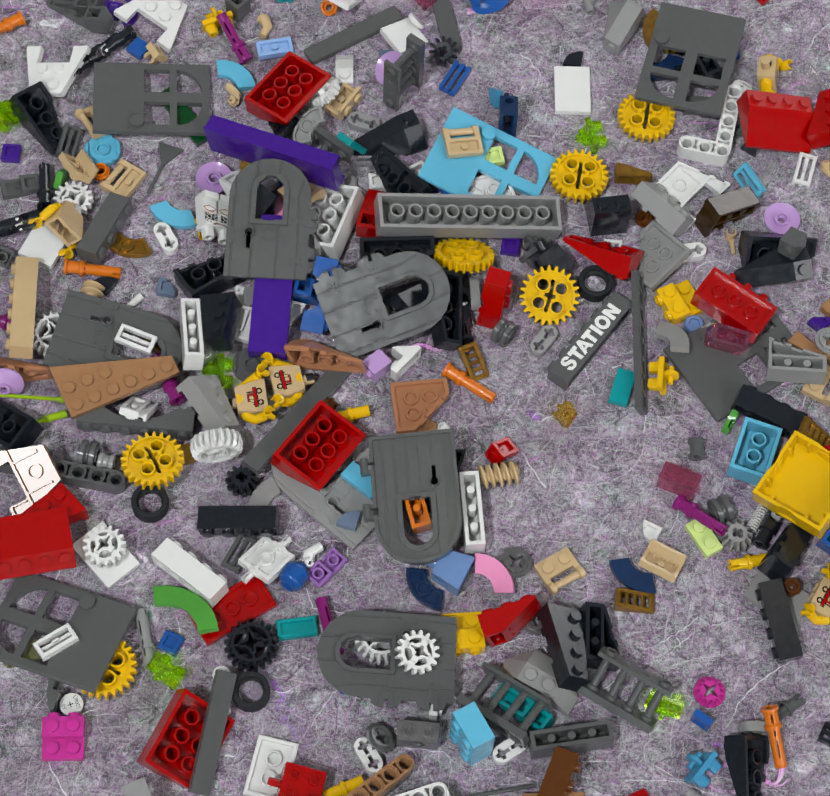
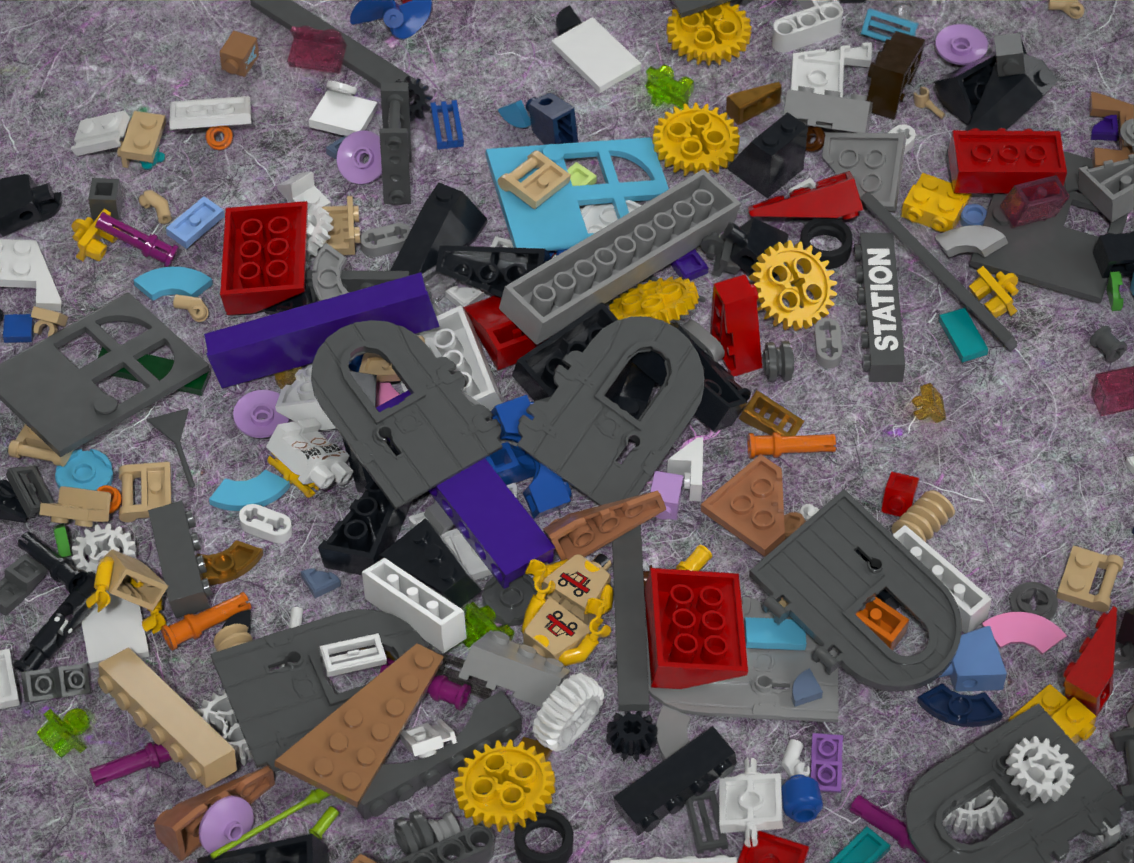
camera: 35 degrees left, 10 degrees down
(351, 143) = (402, 262): teal tile -> none
(352, 35) = (278, 149): dark grey tile -> none

